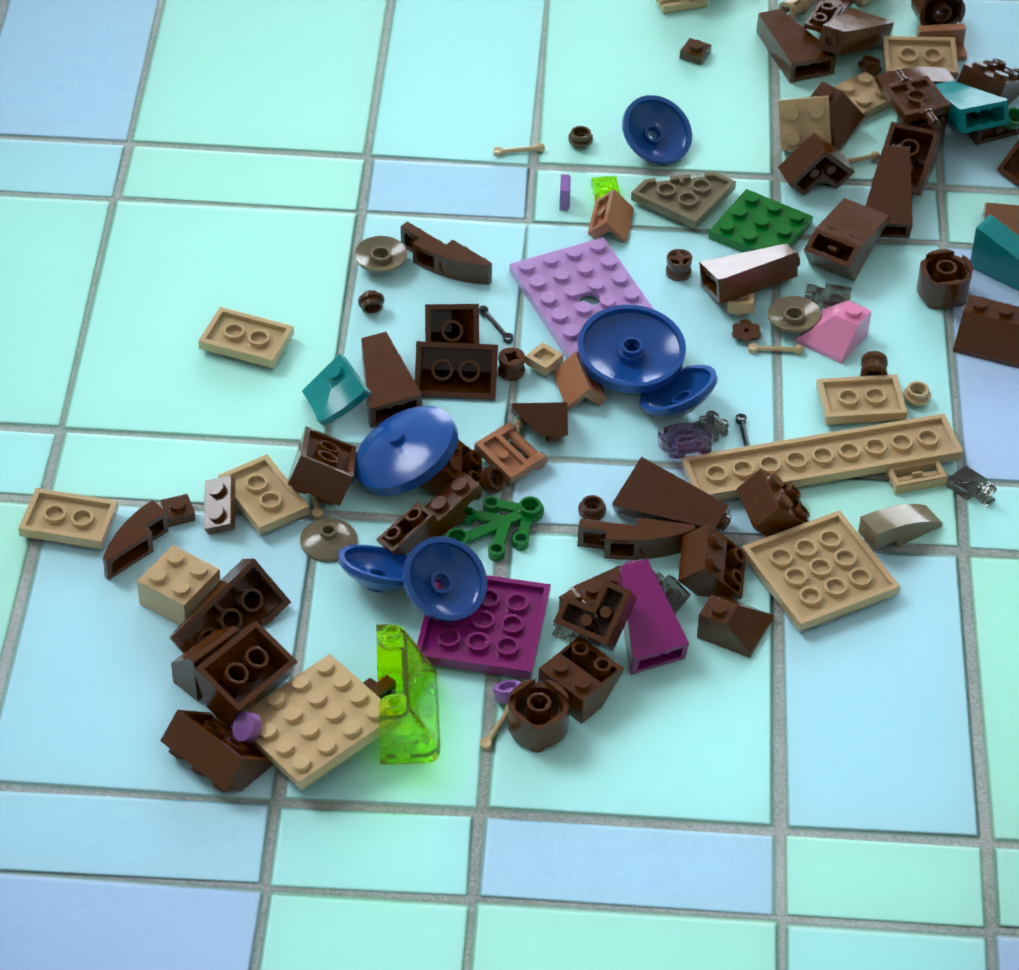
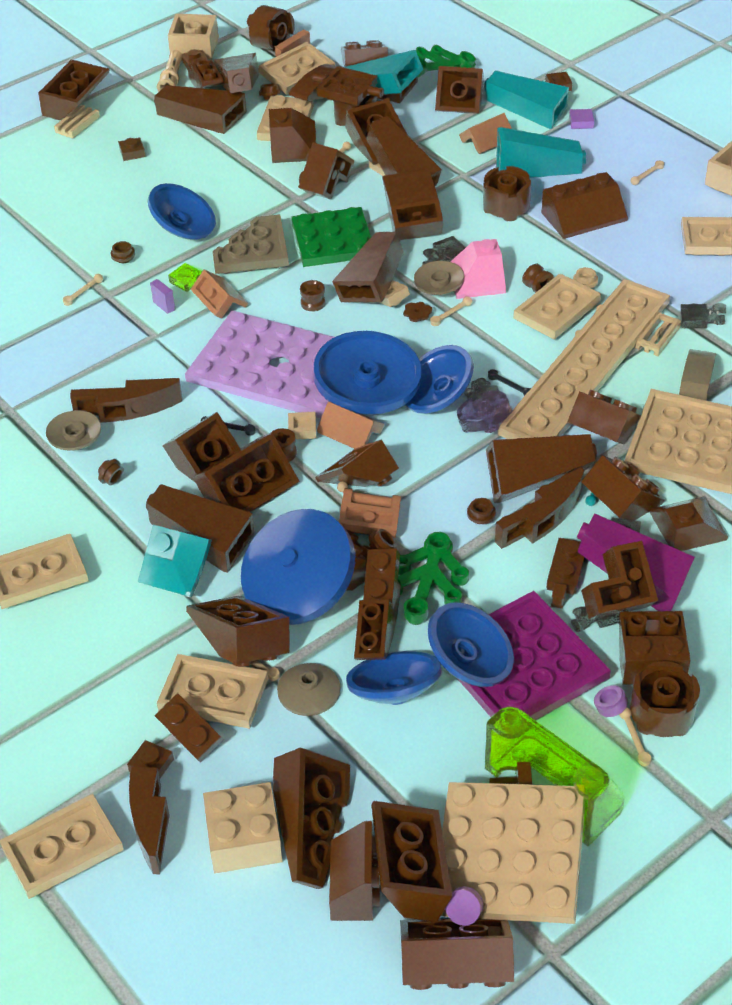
camera: 40 degrees left, 0 degrees up
(801, 119) = (285, 144): tan brick -> none

